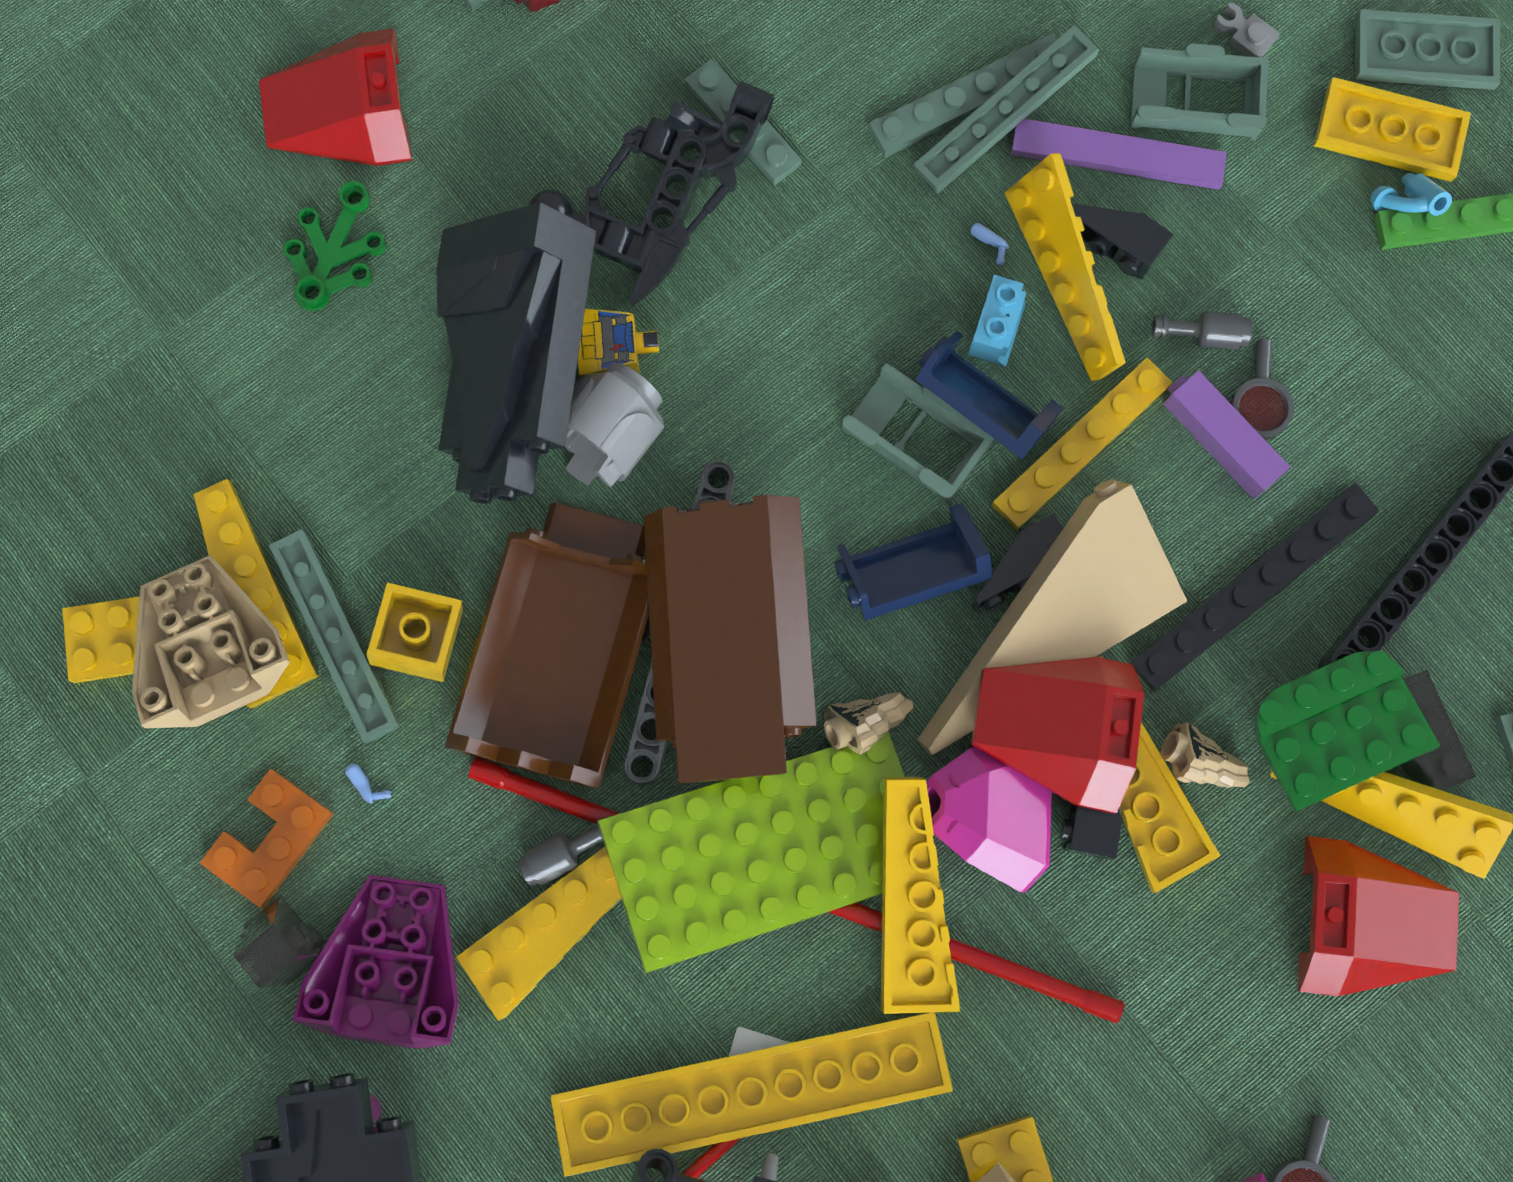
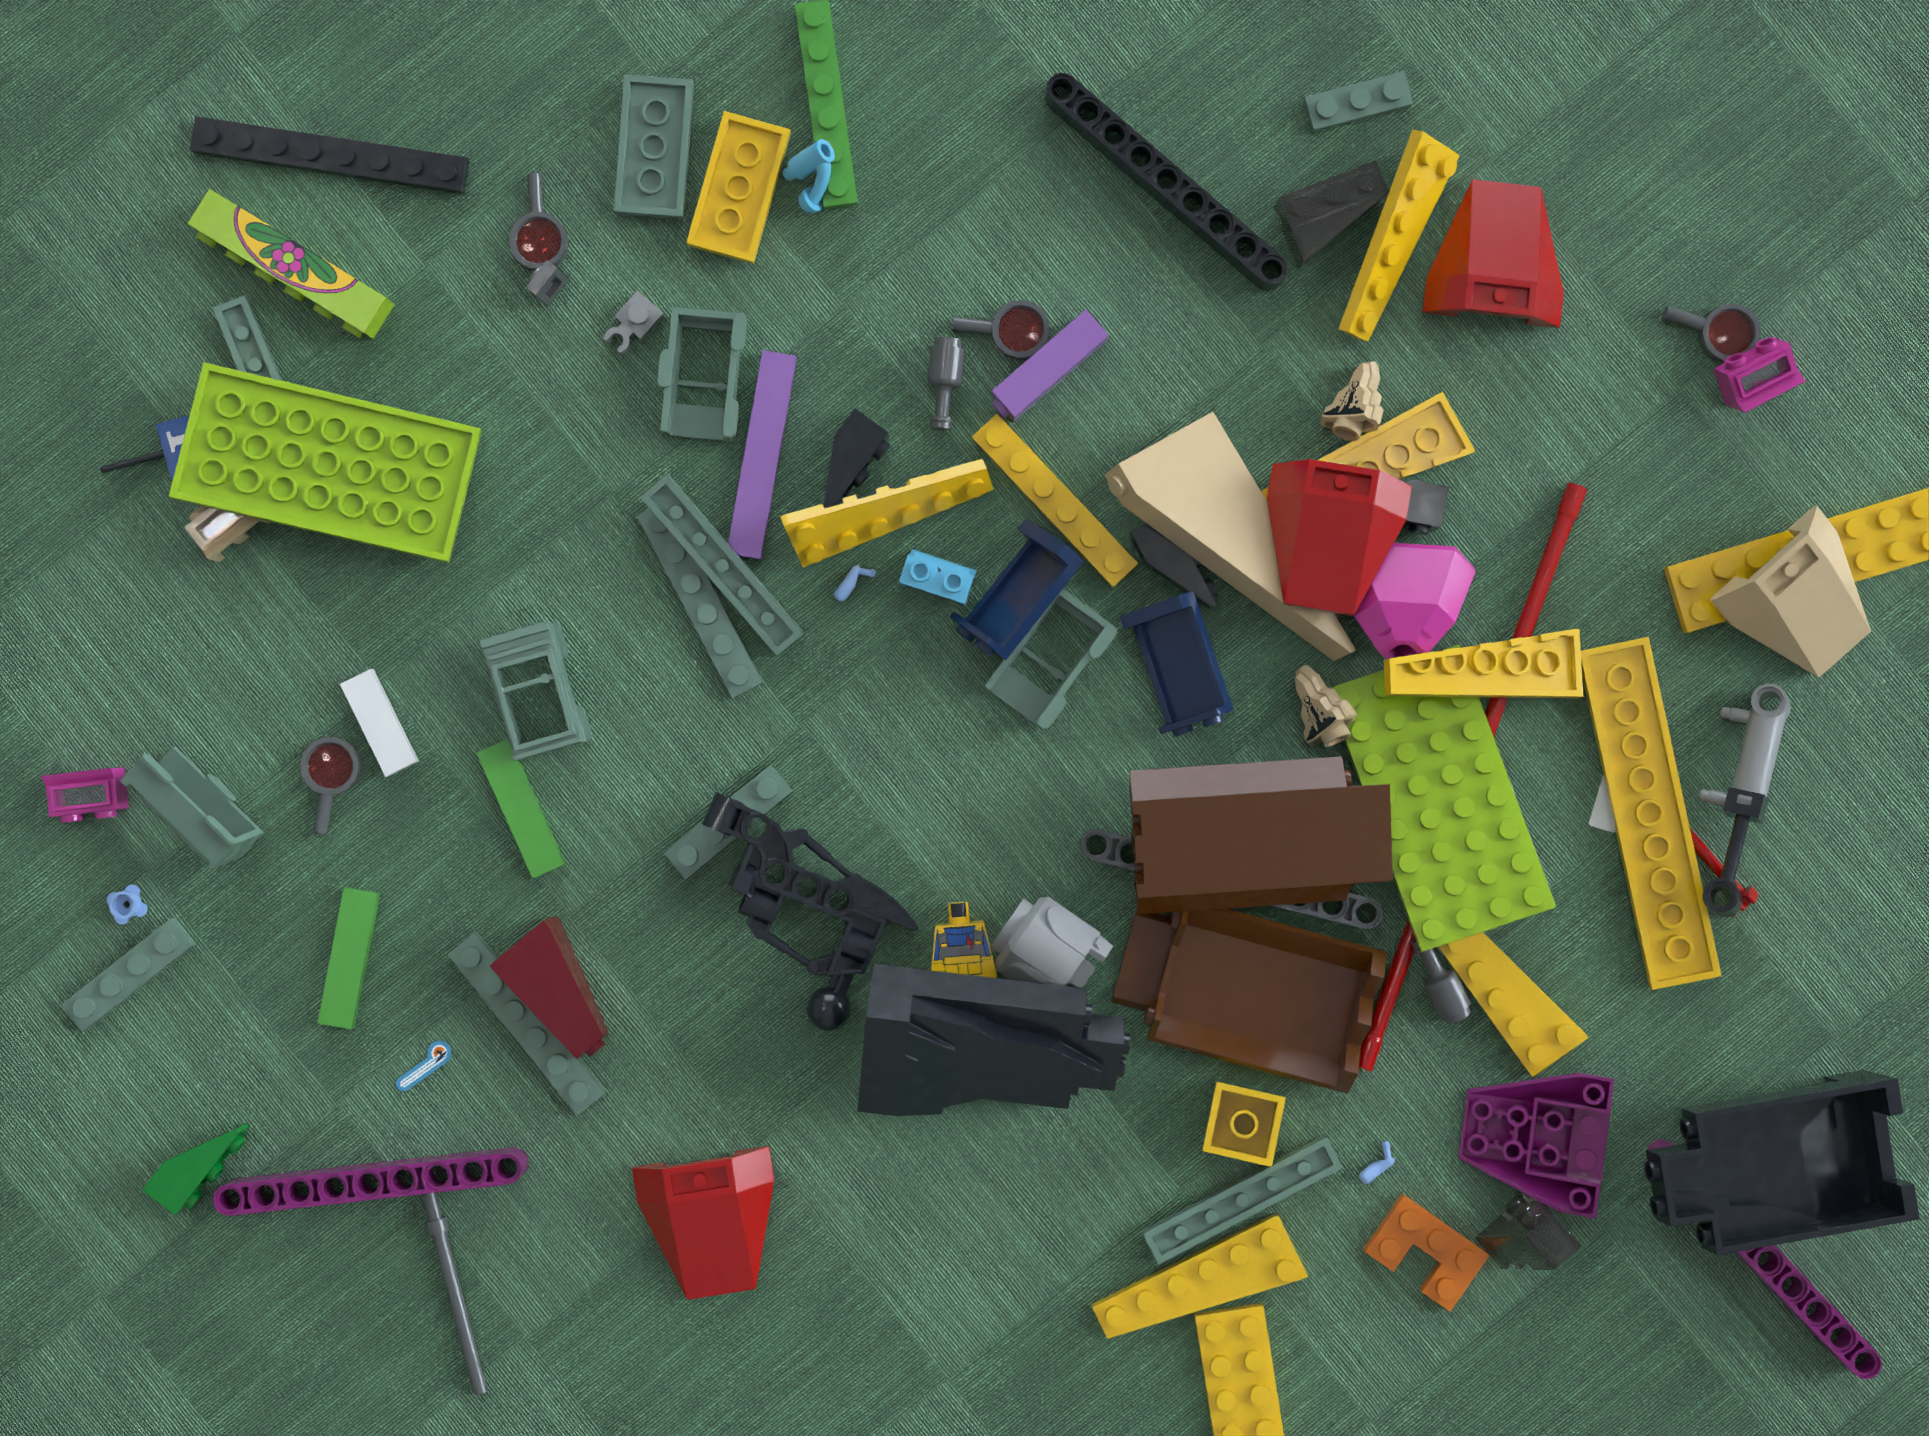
camera: 90 degrees left, 10 degrees up
(201, 648) = (1259, 1321): tan wedge -> none
(332, 252) = (865, 1220): green plant -> none
(1253, 587) = (1191, 345): black plate -> none
(1340, 727) = (1335, 280): green plate -> none

